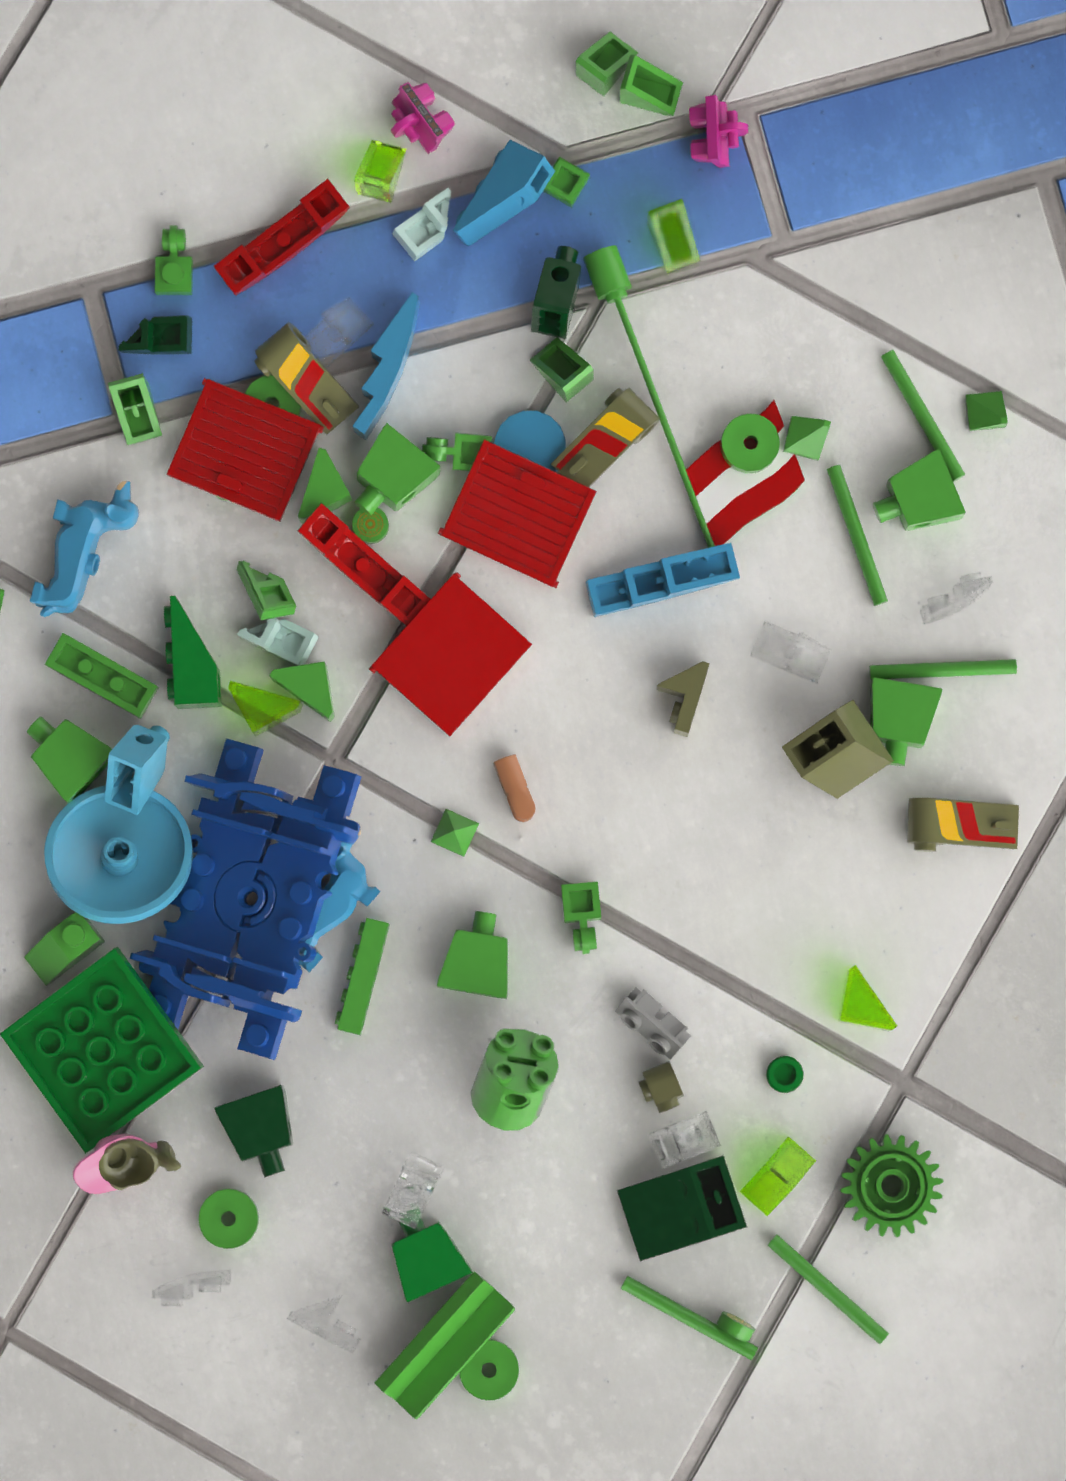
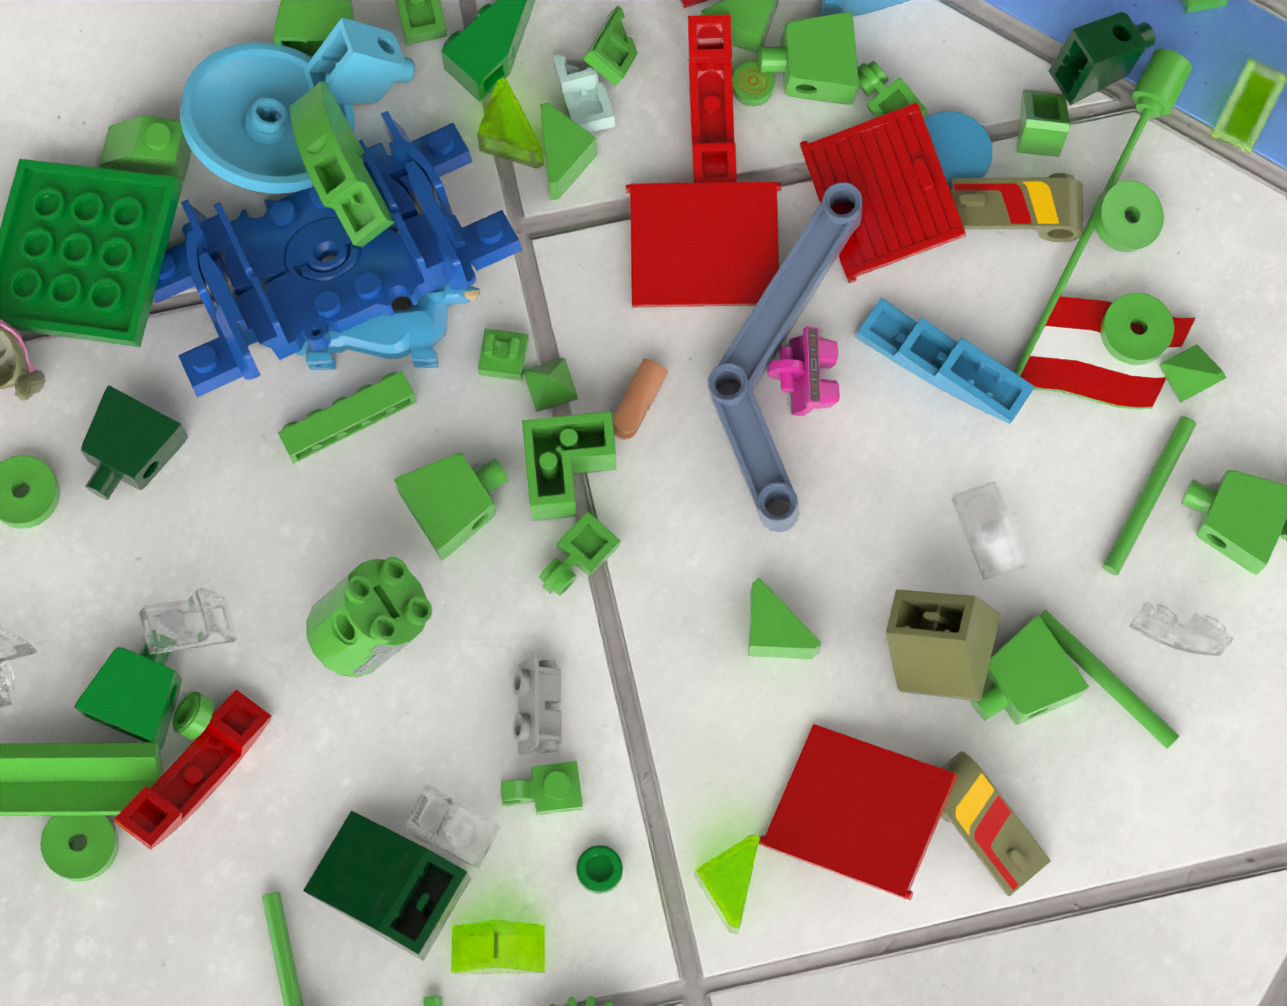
camera: 40 degrees right, 10 degrees down
(198, 843) = (335, 165): none -> bright green slope
(409, 844) = (503, 354): none -> bright green tile
(473, 1235) = (193, 715): none -> bright green tile
(507, 874) = (558, 450): none -> bright green brick
(510, 1262) = (196, 773): none -> red slope
(549, 682) = (761, 340): none -> sand blue piece
(590, 673) = (800, 372): none -> dark pink hips
(661, 386) = (1145, 212): none -> bright green piece
(662, 1087) = (484, 765): olive plate -> none
(687, 686) = (872, 467): olive slope -> none
(710, 1059) = (552, 789): none -> bright green plate
(735, 838) = (775, 628): none -> bright green slope
(890, 891) = (859, 811): none -> red piece

